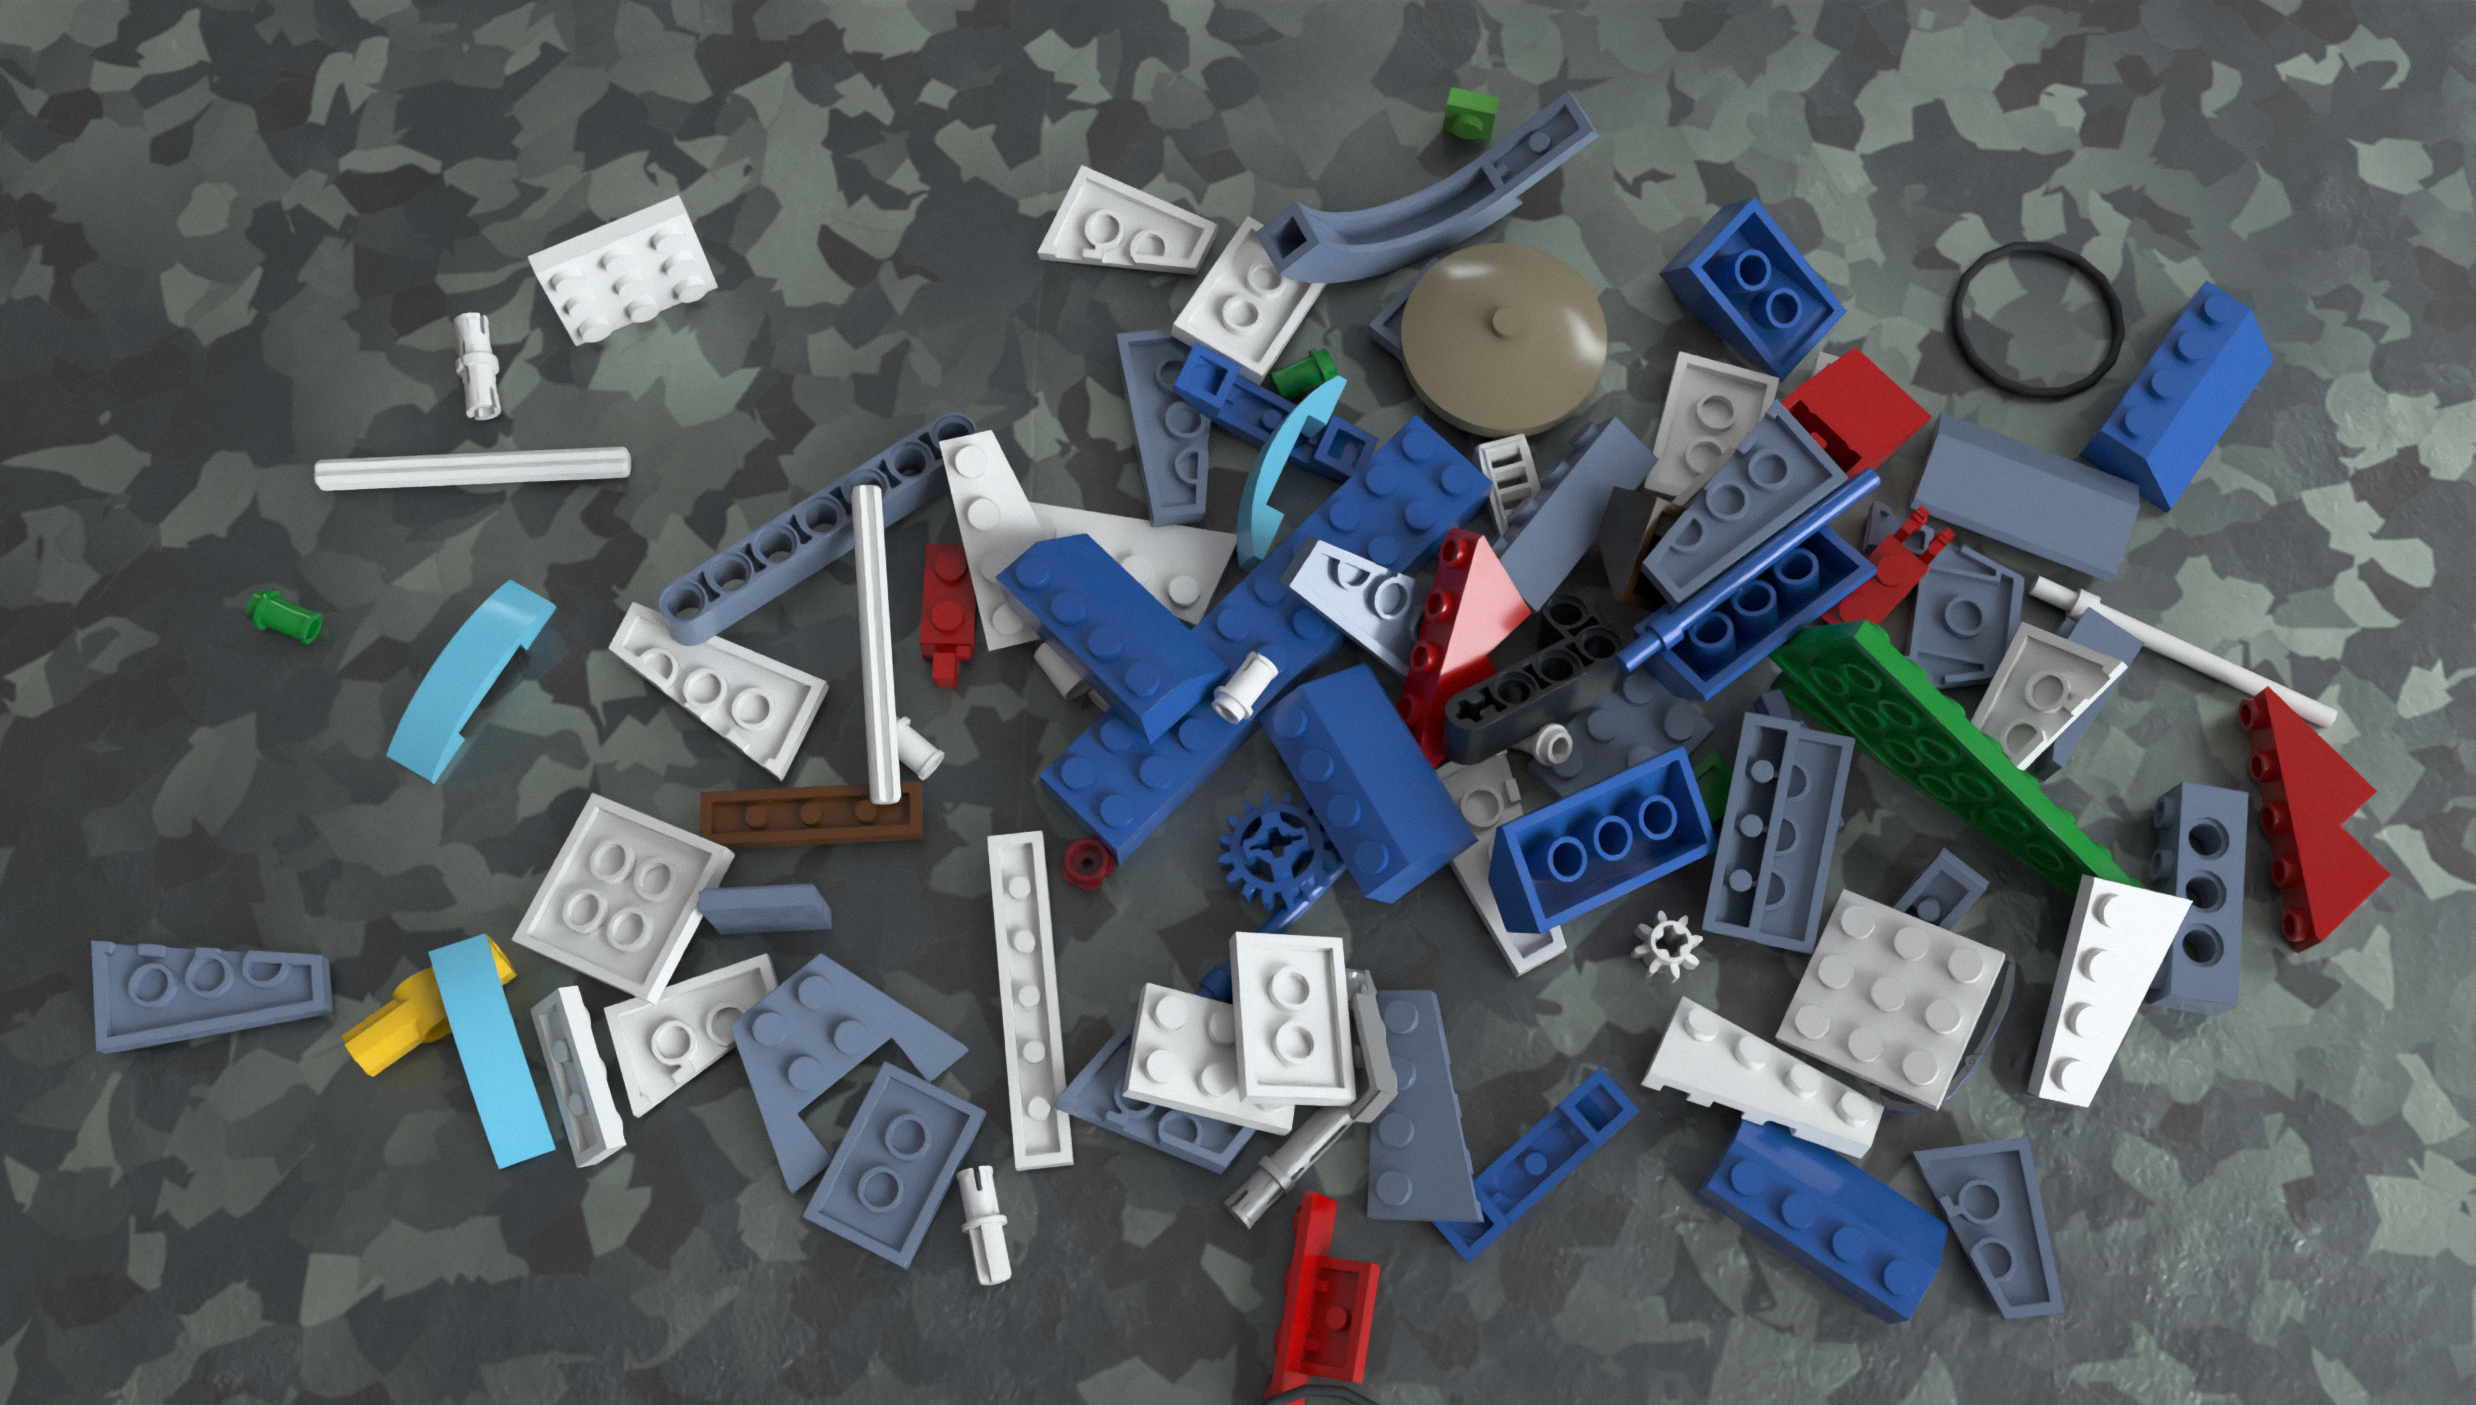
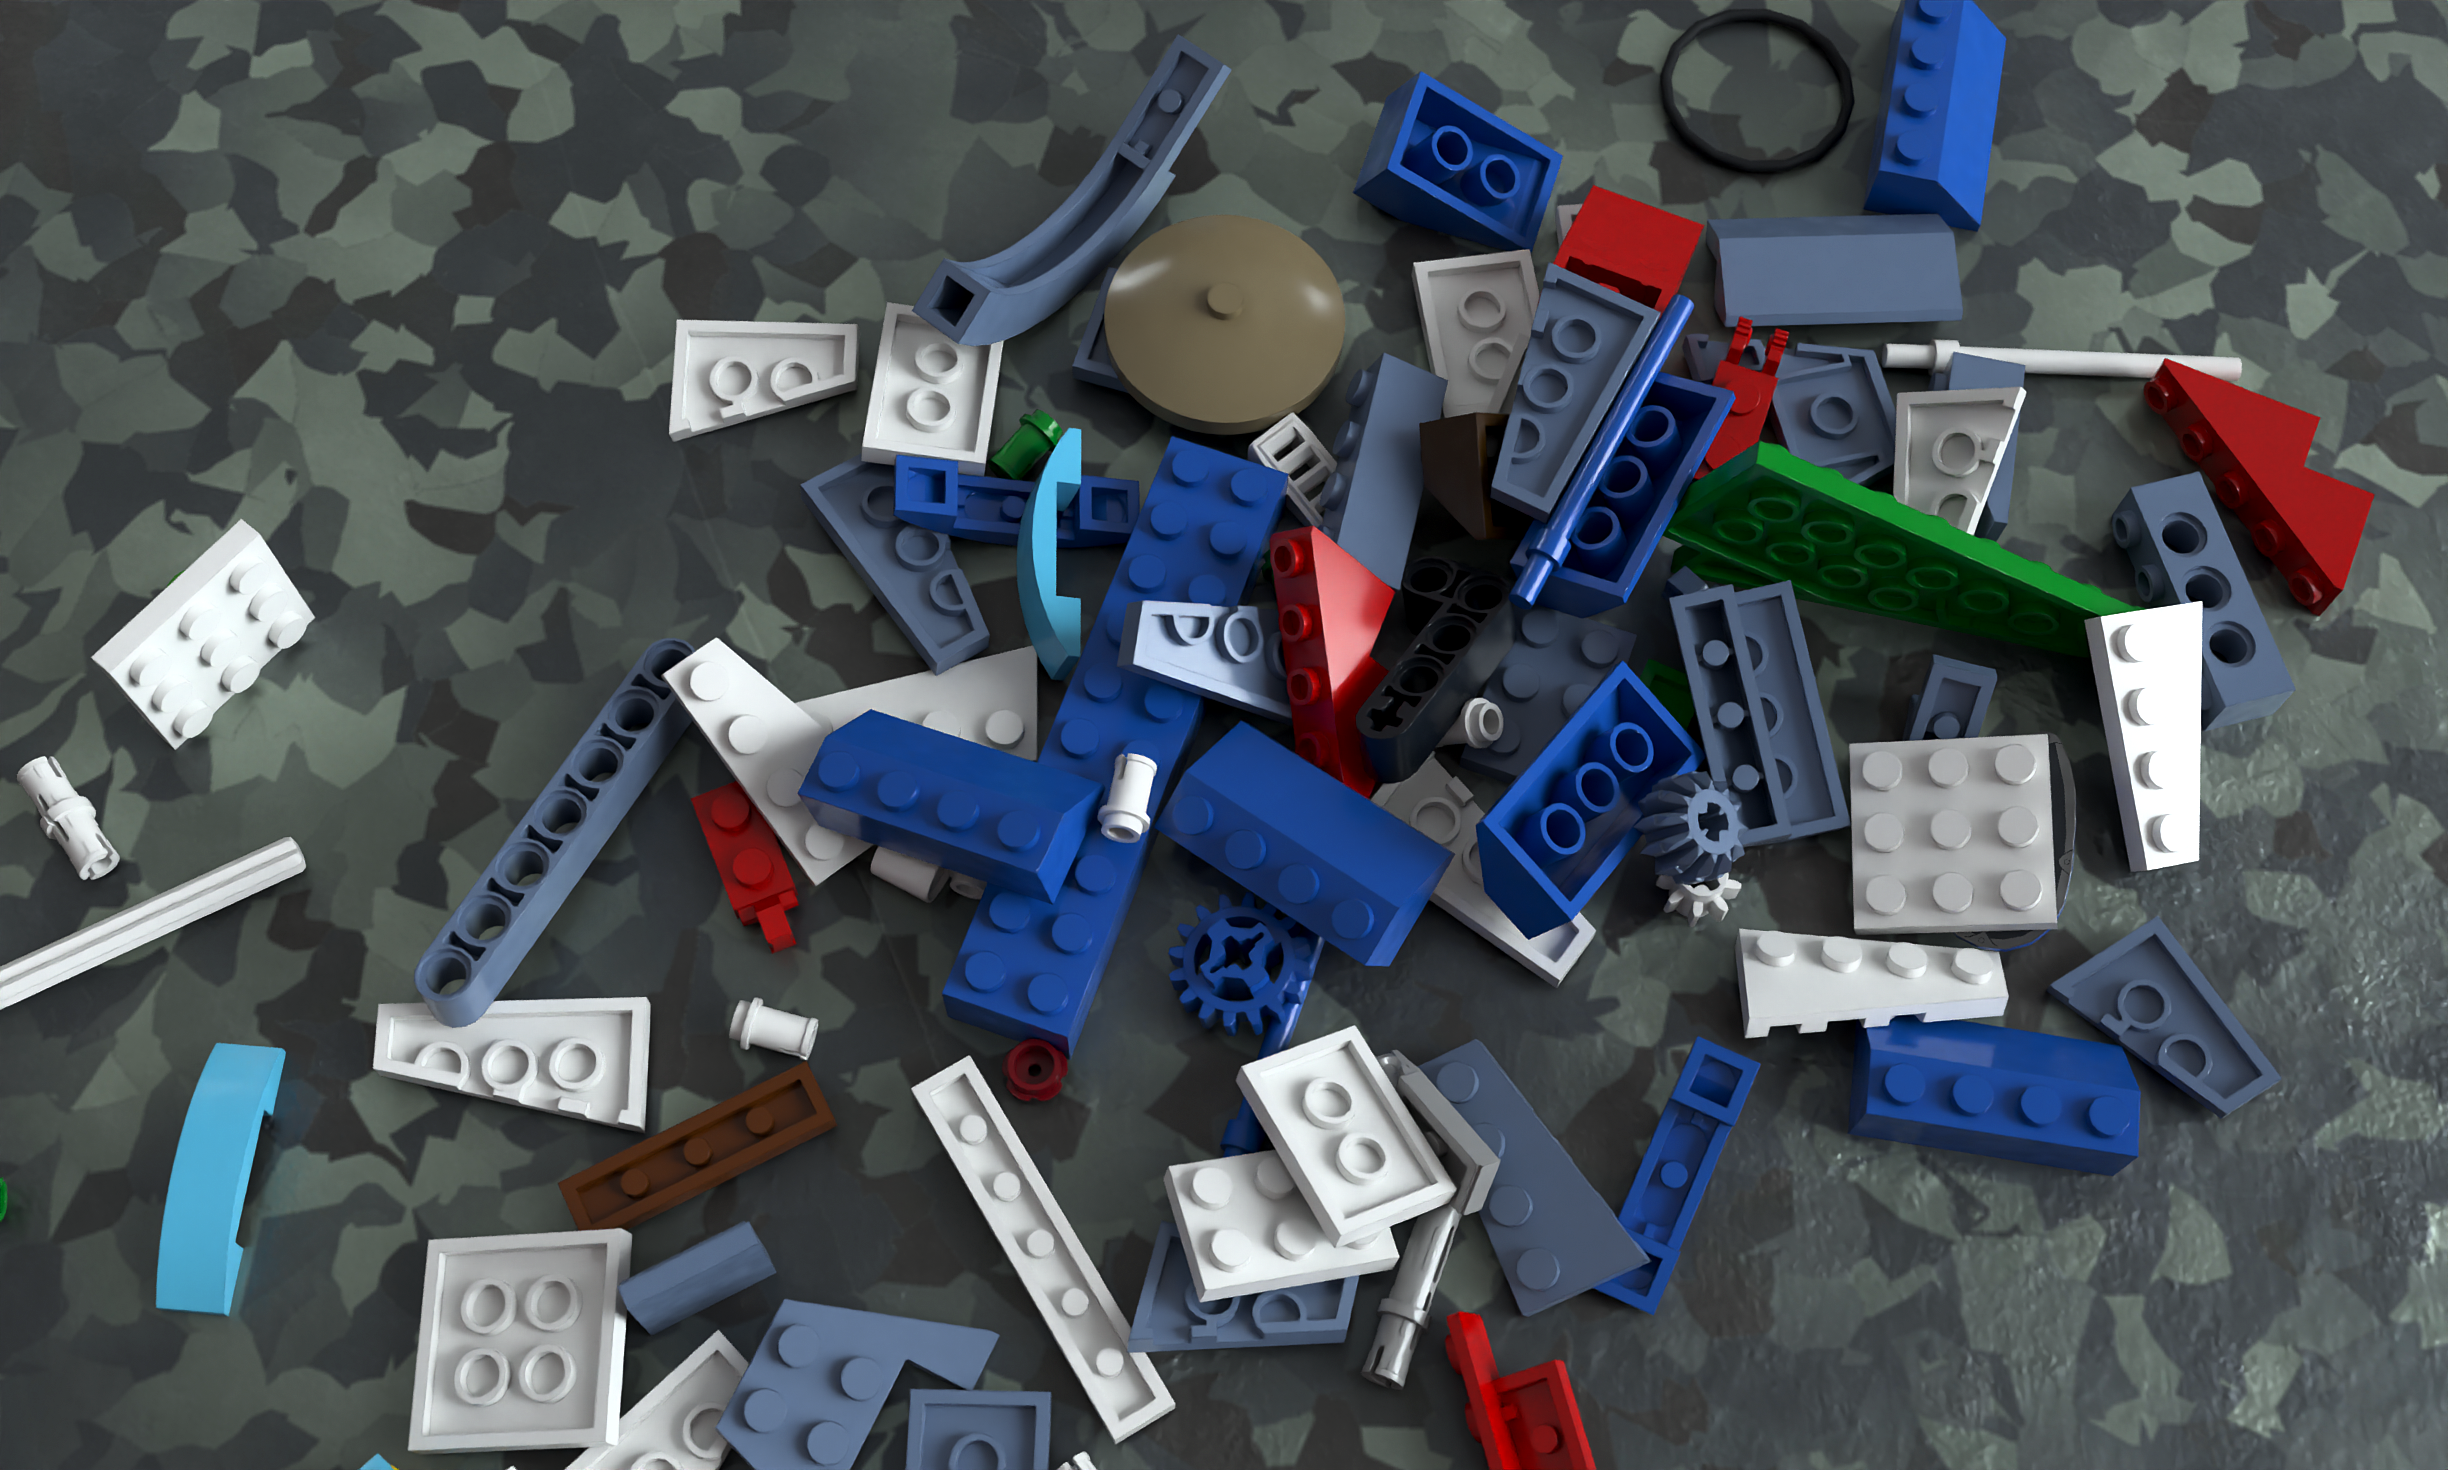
camera: 25 degrees left, 5 degrees down
(876, 645) = (690, 930): white axle -> none
(1470, 114) = (1076, 105): bright green plate -> none
(1673, 902) = (1691, 828): none -> sand blue gear

